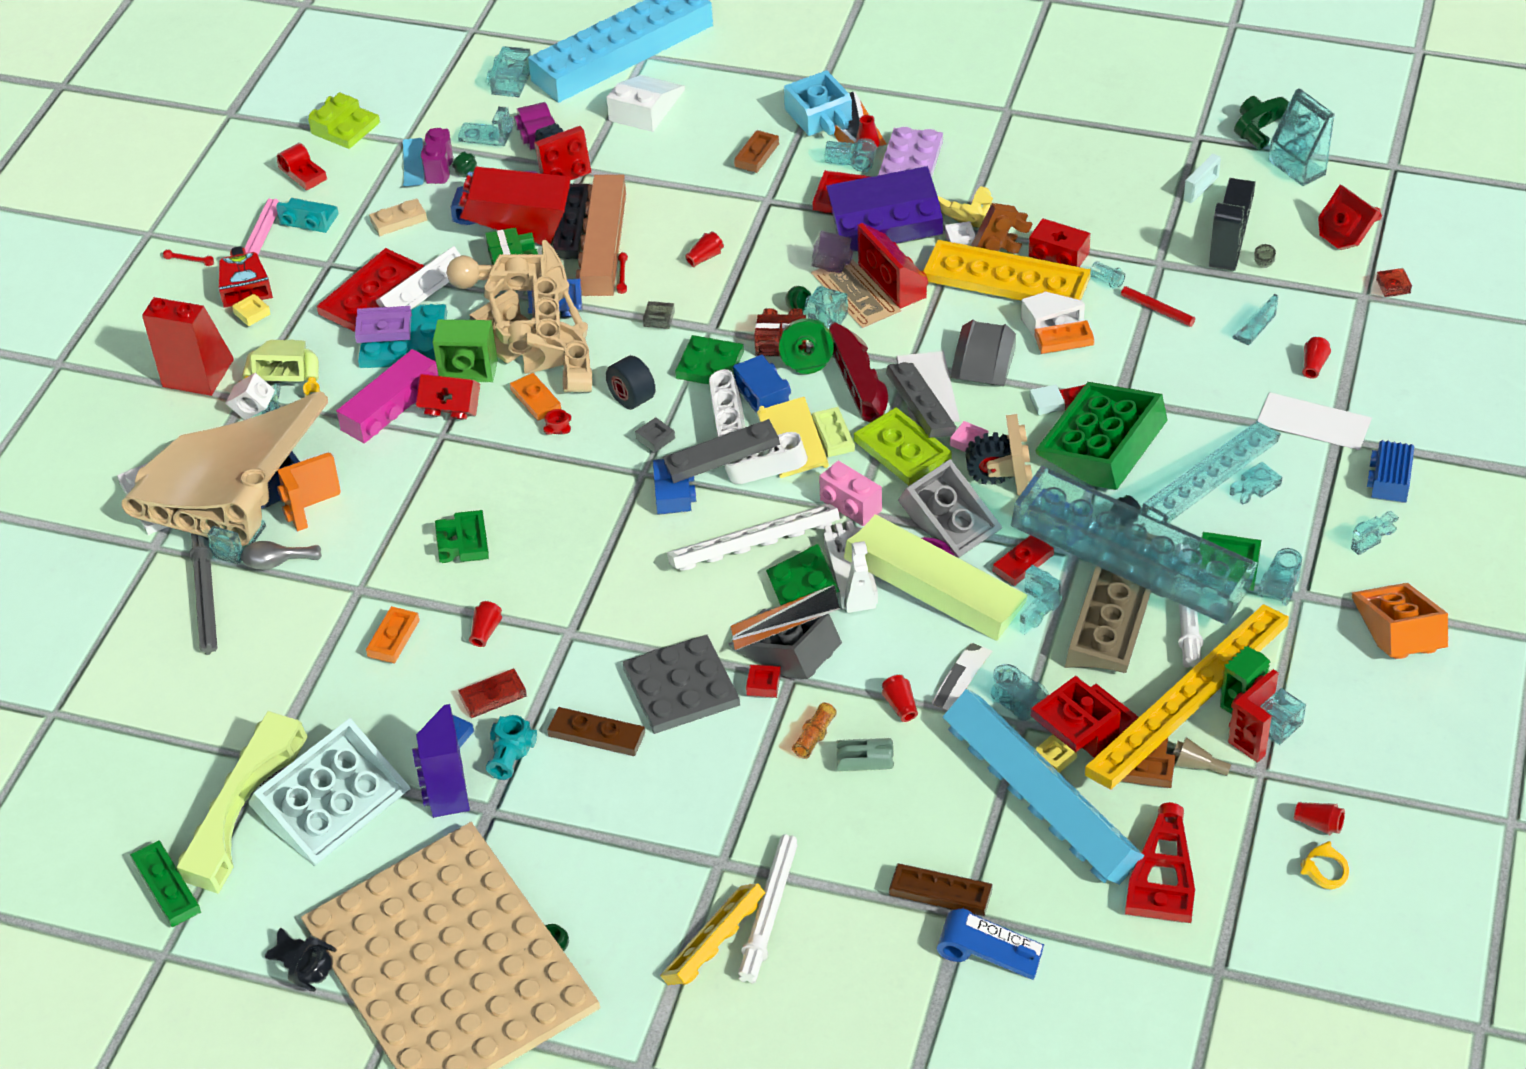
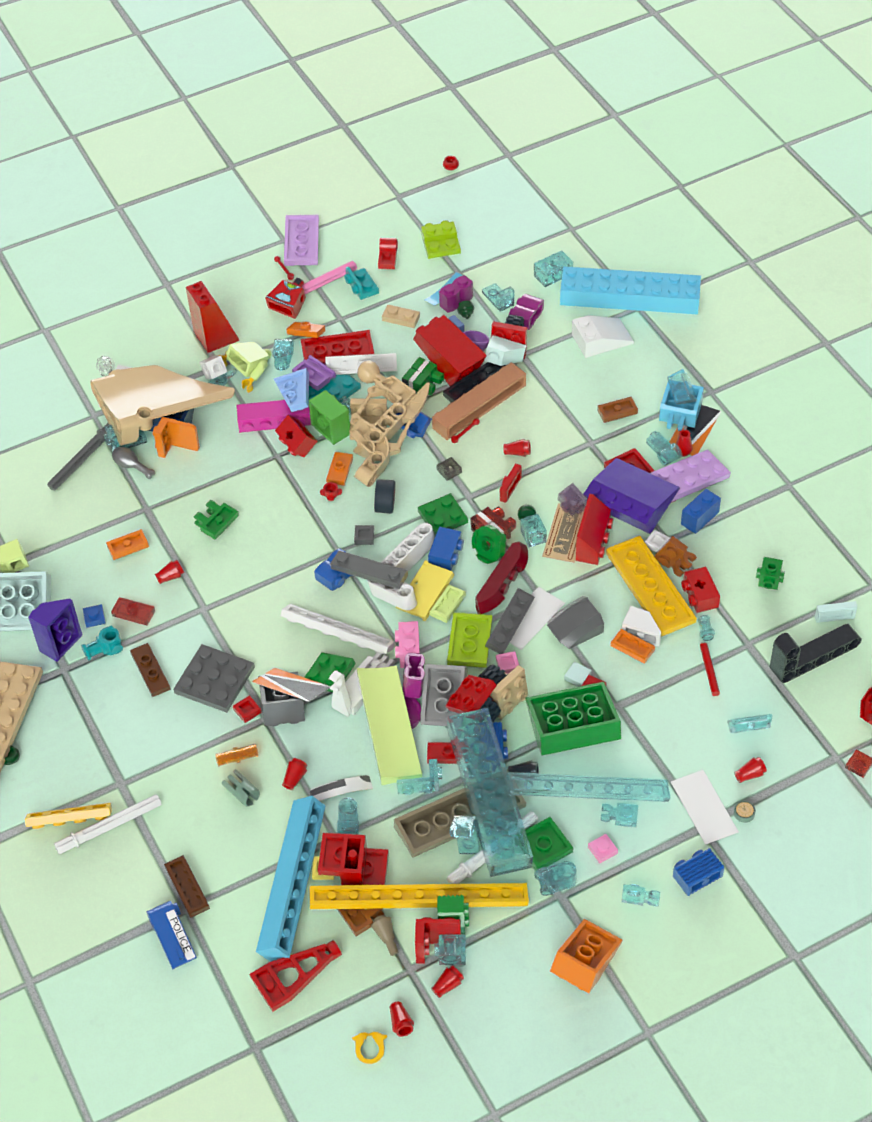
camera: 45 degrees right, 5 degrees up
(103, 493) = (105, 365): none -> clear plate
(175, 217) = (301, 240): none -> lavender plate
(250, 46) = (450, 163): none -> red plate
(251, 310) = (273, 318): light yellow plate -> none
(308, 294) = (305, 329): none -> orange plate
(312, 331) = (282, 353): none -> clear light blue piece
(390, 349) = (295, 389): none -> light blue wing
(576, 165) = (503, 351): none -> light aqua slope
(742, 283) = (510, 482): none -> red plate
(809, 81) = (681, 387): none -> clear light blue slope
(902, 509) = (413, 675): none -> magenta brick
(964, 176) = (700, 511): none -> blue brick
(968, 212) = (685, 528): light yellow hair -> none
(997, 478) = (474, 695): none -> red plate
(1103, 186) = (770, 573): none -> green brick
(1156, 601) = (465, 830): none -> clear light blue bracket
(1264, 255) = (811, 685): clear smoke hinge -> none
(1281, 523) = (603, 848): none -> bright pink plate
(1314, 746) = (447, 981): none -> red cone
(1355, 395) = (744, 811): none -> tile

